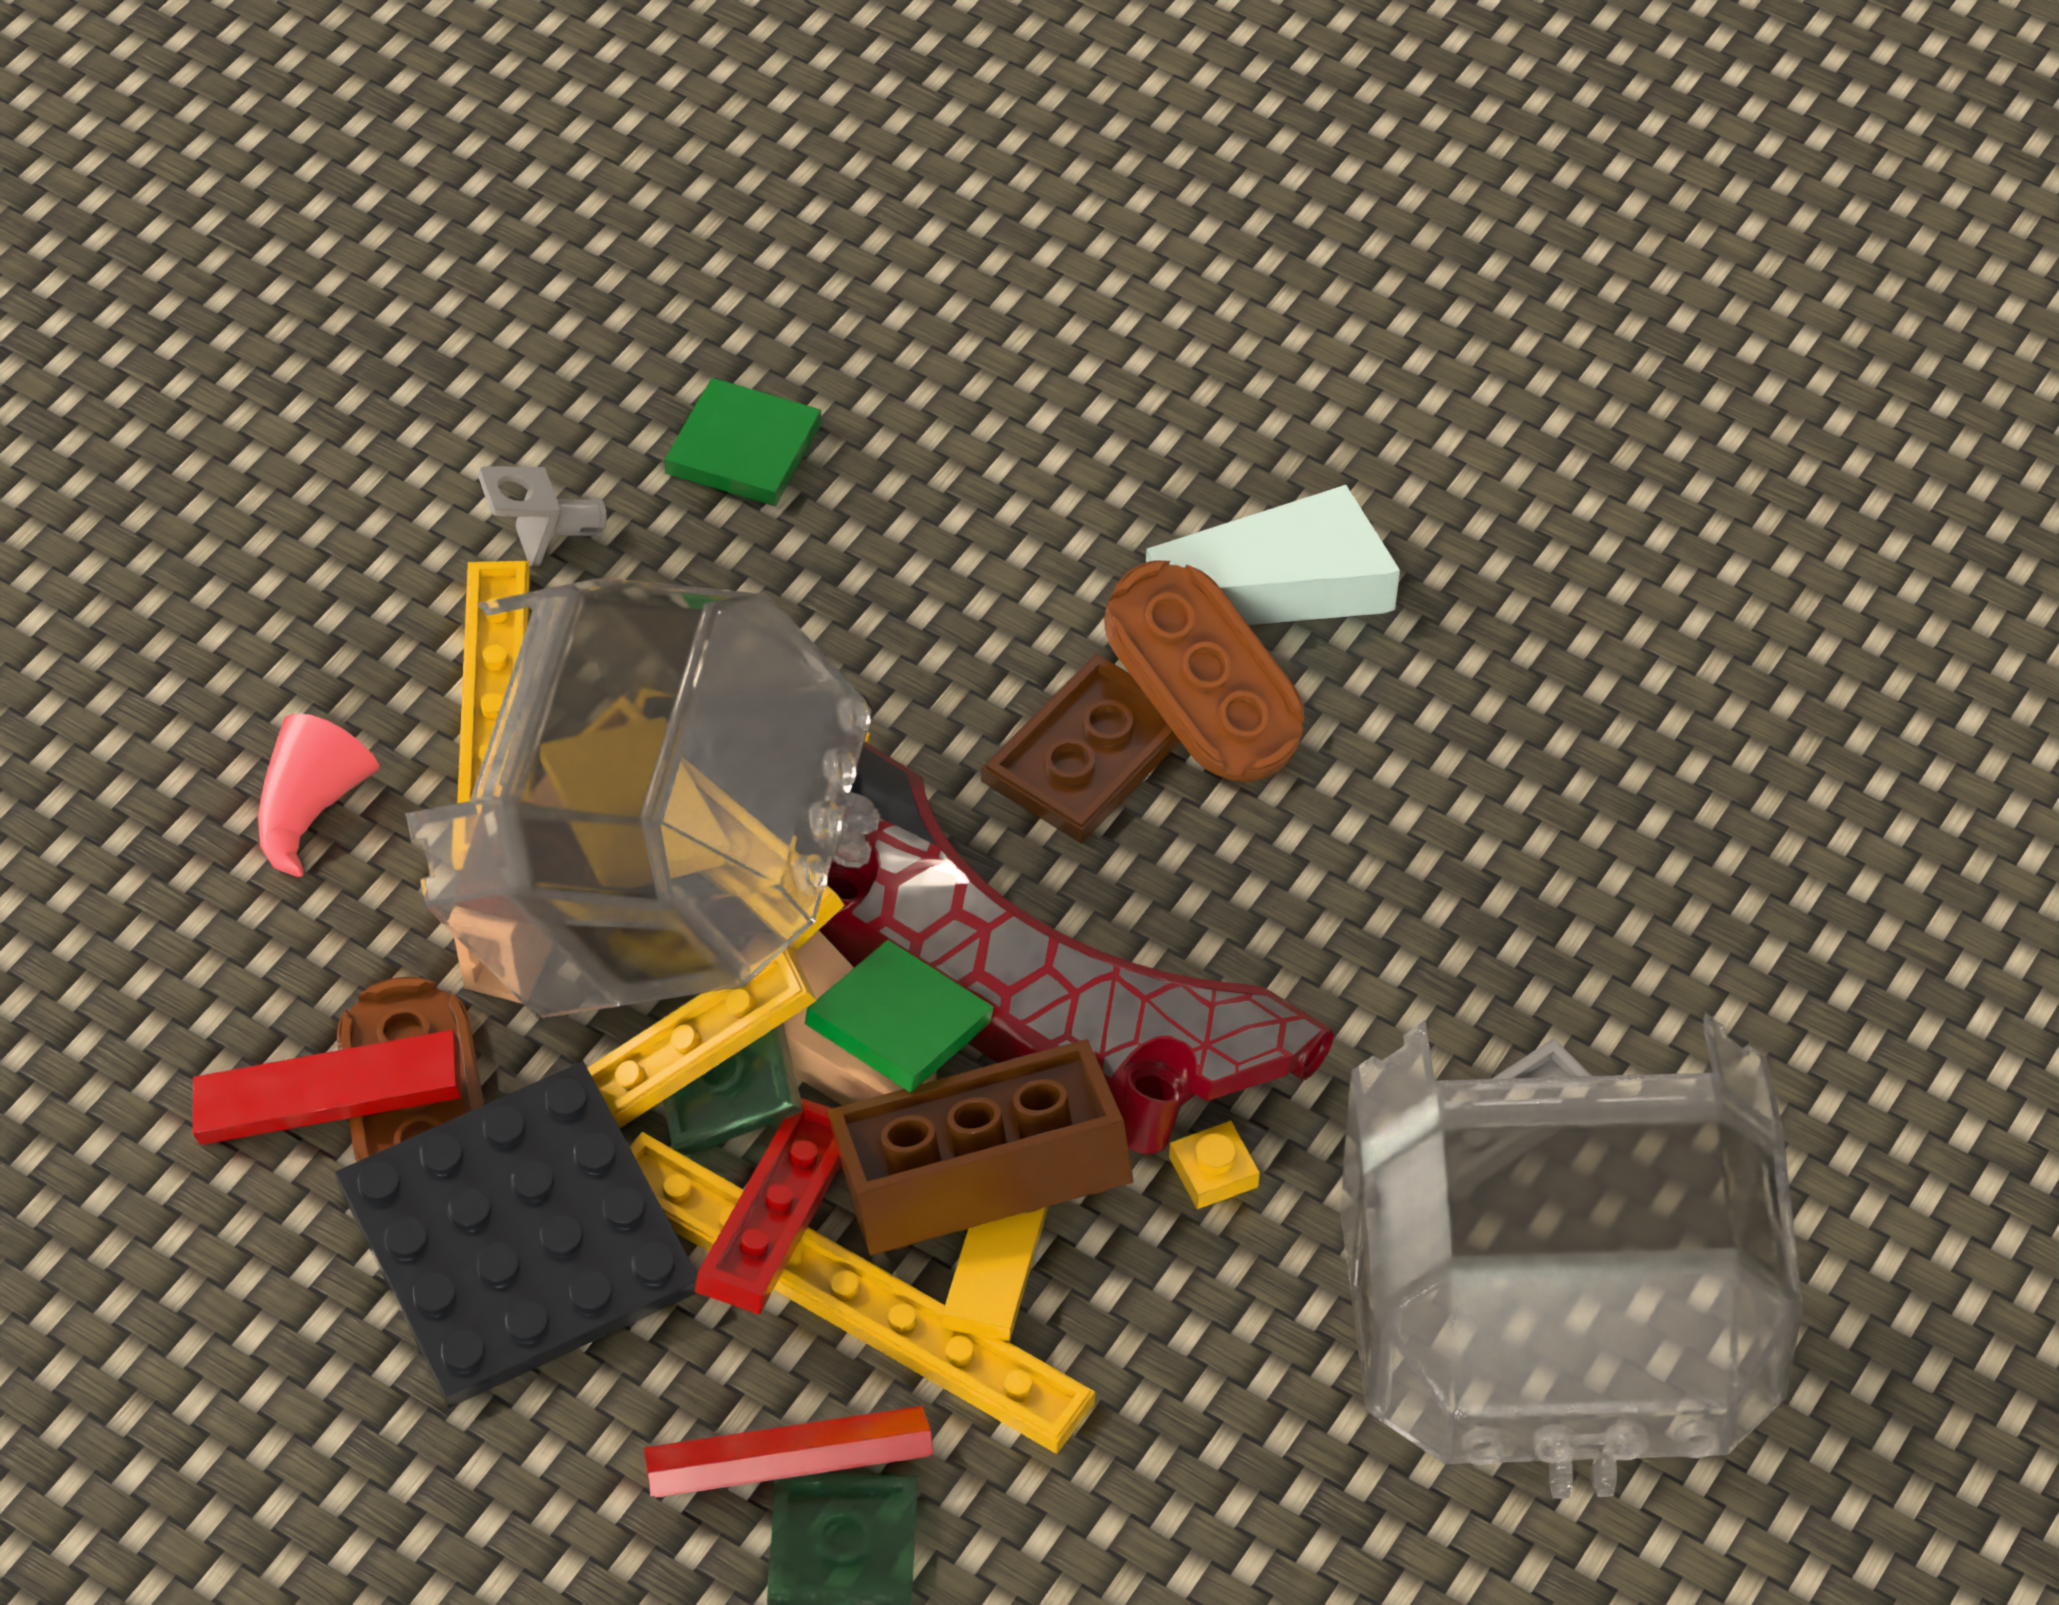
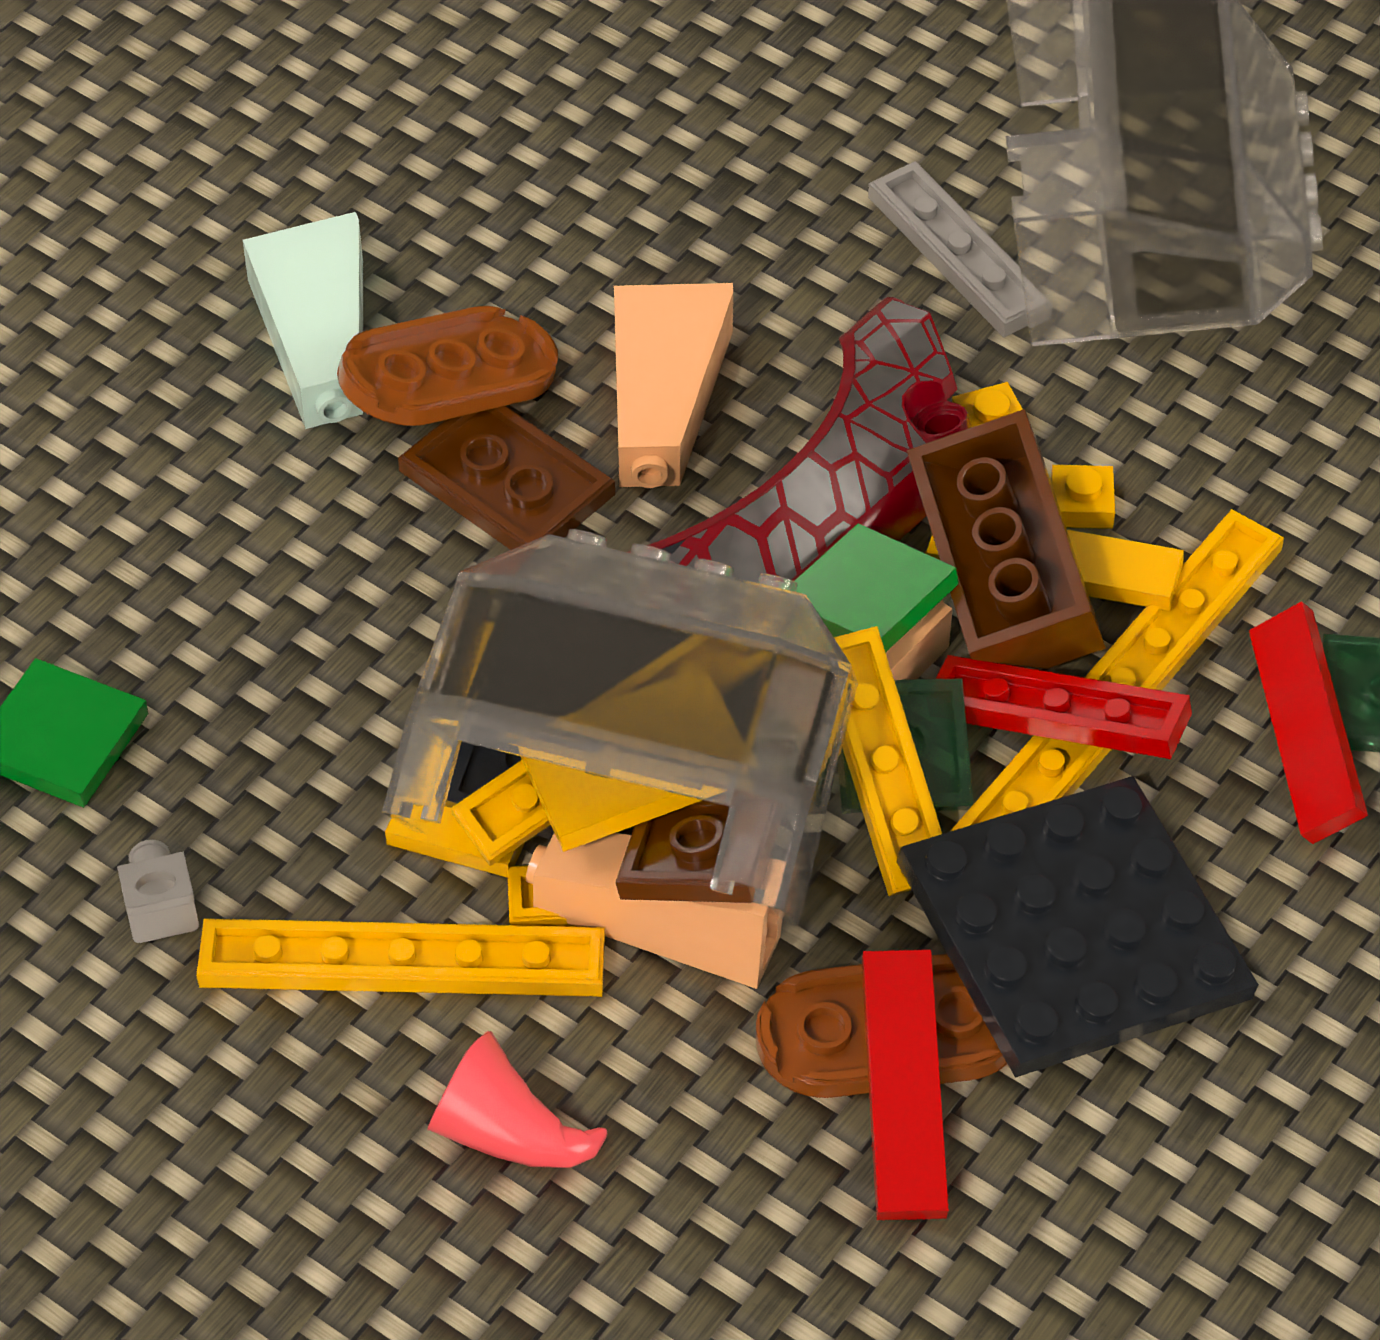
camera: 85 degrees left, 0 degrees up
(1107, 1252) = (1085, 495): none -> yellow plate
(1221, 858) = (666, 369): none -> light nougat slope

